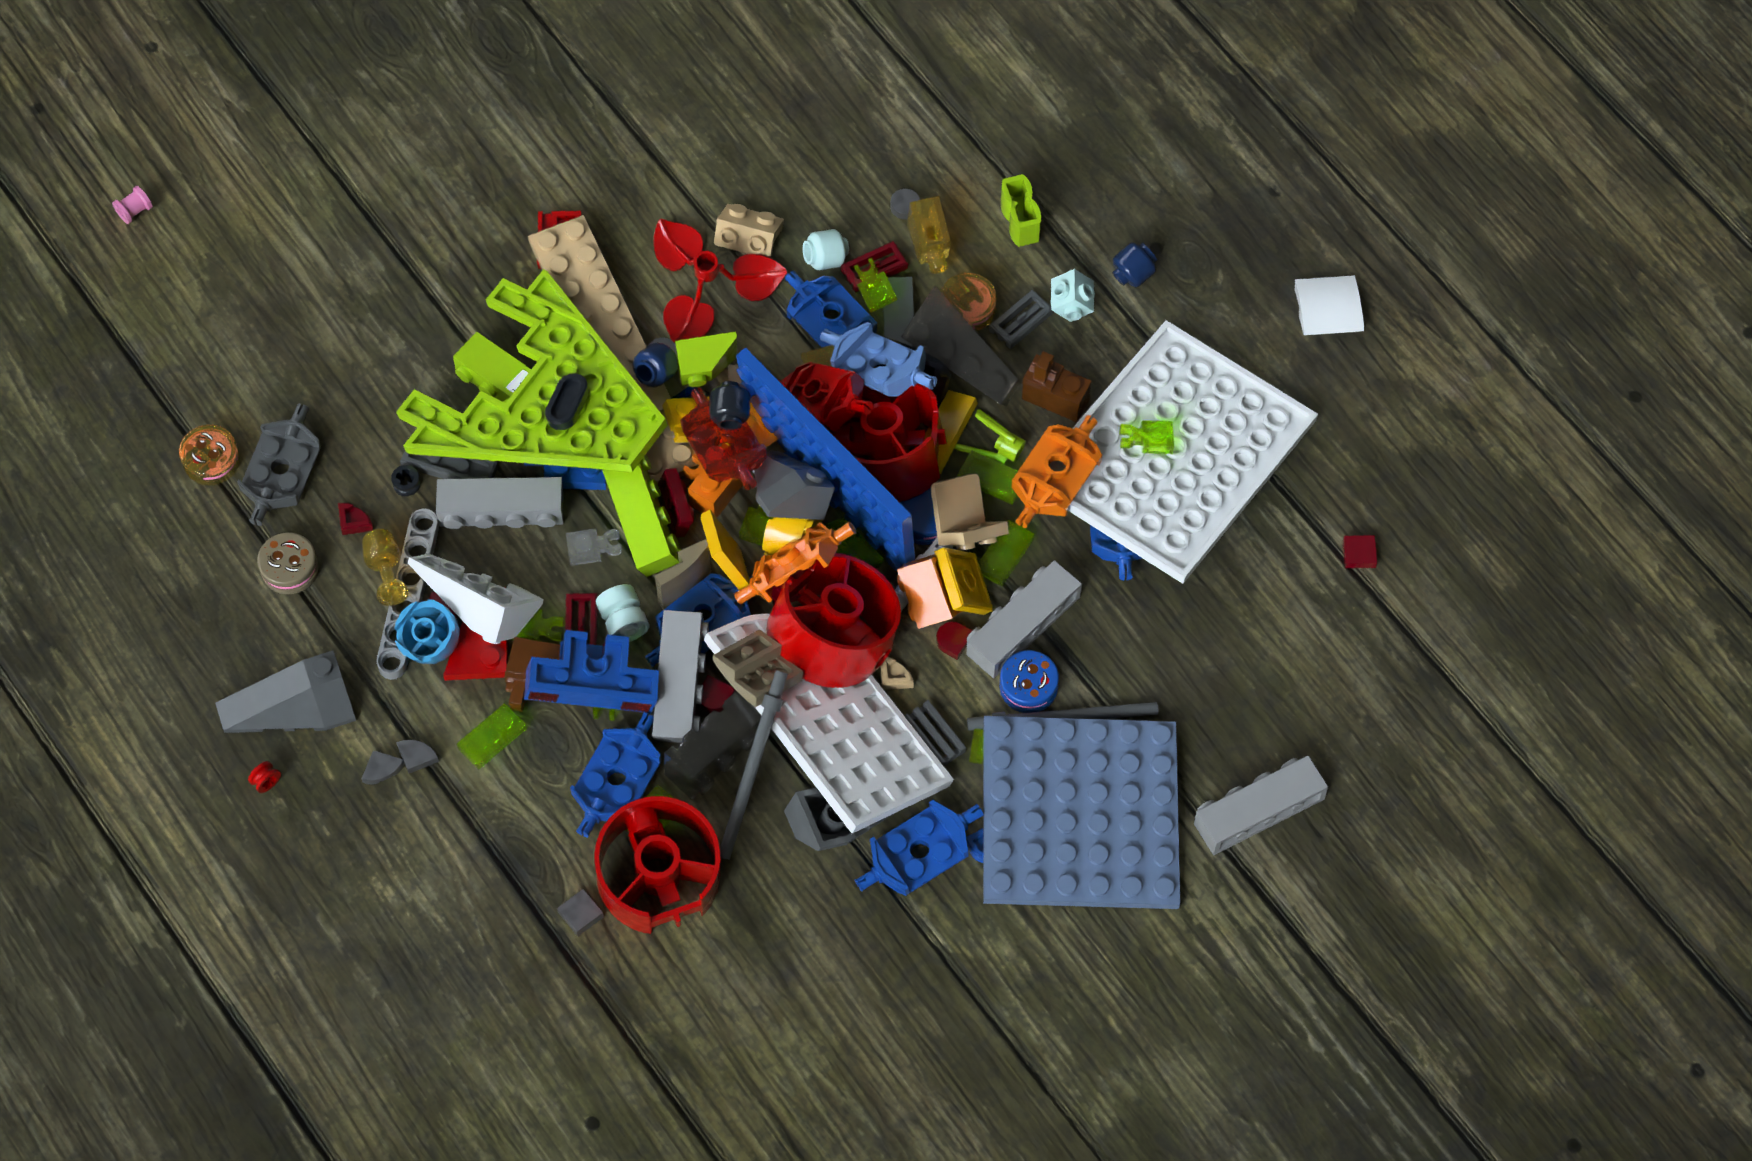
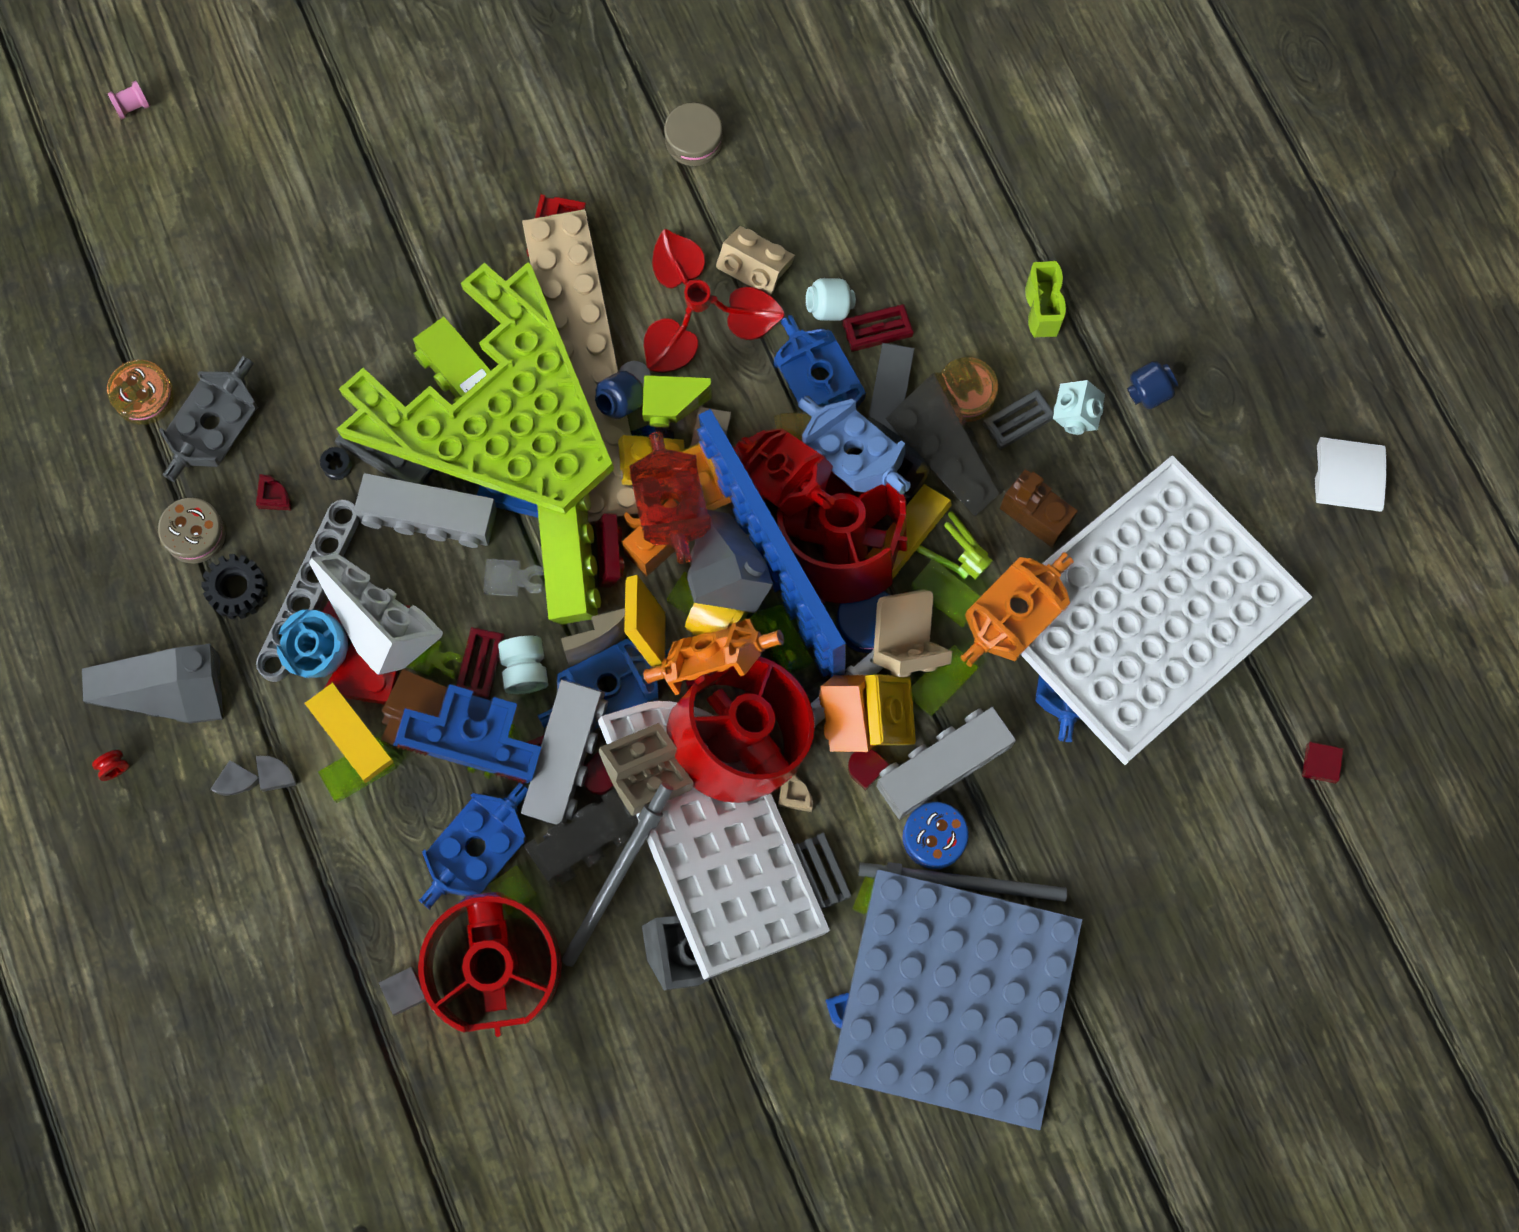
camera: 10 degrees right, 10 degrees up
(345, 618) = (220, 573): none -> black tyre
(381, 555) = (288, 541): clear yellow piece -> none
(478, 702) = (349, 733): none -> yellow tile
(567, 401) = (514, 420): black tile -> none
(665, 133) = (693, 134): none -> dark tan head
(729, 405) = (682, 464): black head -> none
(875, 287) = (872, 355): clear neon green plate -> none
(900, 202) = (925, 264): flat silver tile -> none
(929, 233) = (943, 296): clear yellow torso -> none
(933, 827) = (745, 1002): blue plate -> none
(1152, 436) = (1129, 589): clear neon green plate -> none
(1260, 804) = (1152, 1034): light grey brick -> none

